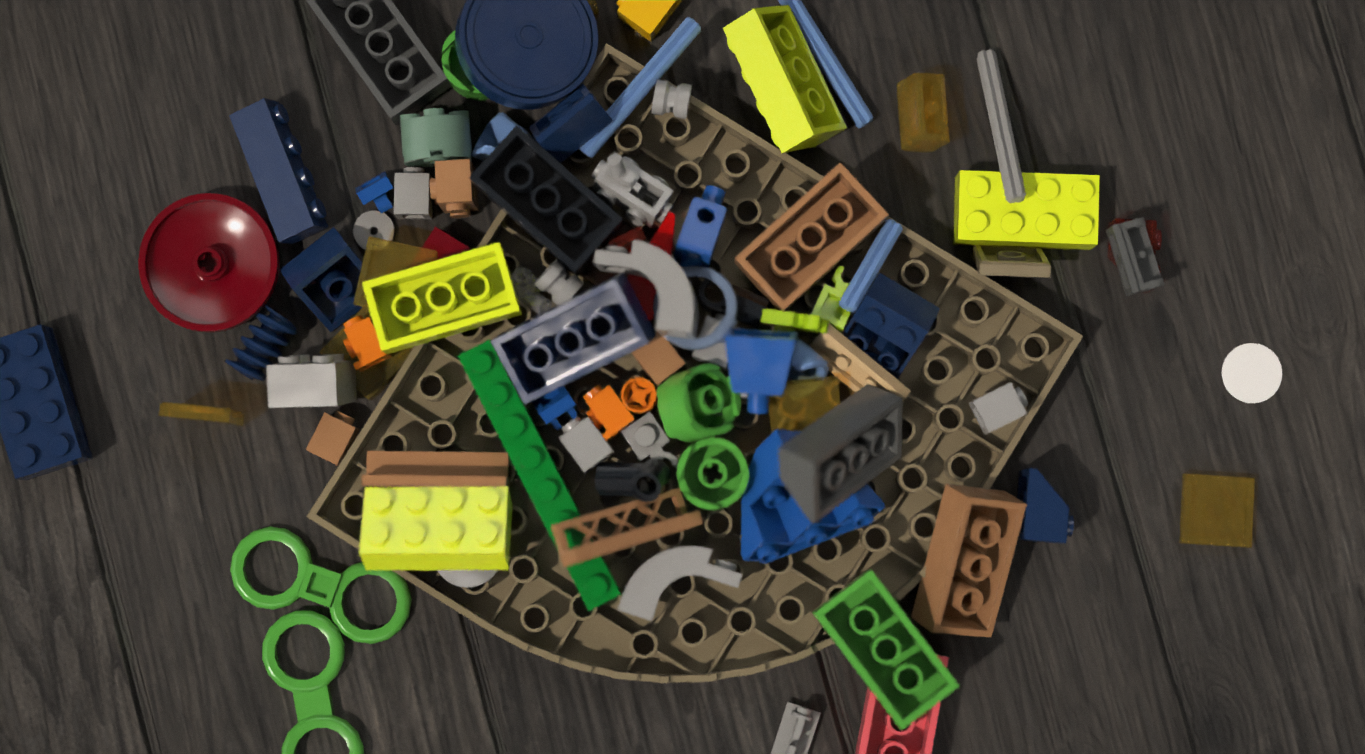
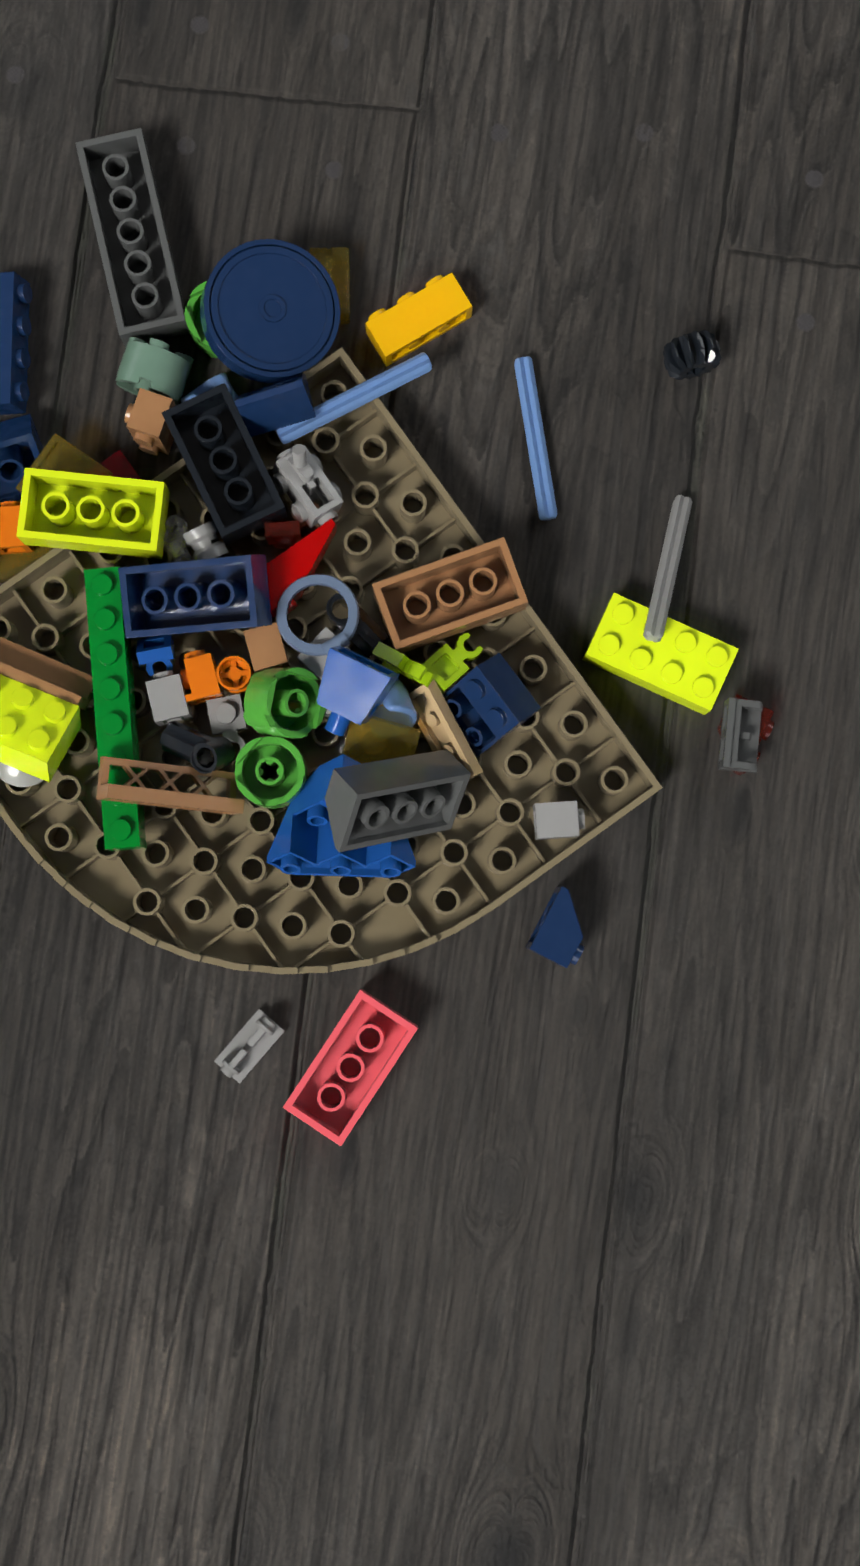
camera: 15 degrees right, 0 degrees up
(369, 220) = (70, 423): light grey wheel -> none
(376, 190) = (82, 398): blue tile -> none
(412, 194) = (110, 413): light grey brick -> none
(650, 580) = (174, 846): light grey arch -> none
(671, 99) = (377, 419): light grey wheel -> none
(677, 300) = (303, 594): light grey arch -> none
(701, 229) = (353, 547): blue torso -> none
(784, 78) = (489, 444): neon yellow brick -> none
(870, 266) = (494, 643): medium blue axle -> none
(885, 649) = (360, 996): bright green brick -> none
(923, 112) = (602, 527): clear yellow brick -> none
(968, 561) = (472, 948): medium nougat brick -> none
(1011, 261) = (626, 694): dark tan tile -> none
(1217, 510) = (720, 997): clear yellow tile -> none
(1252, 373) = (804, 886): white sticker -> none

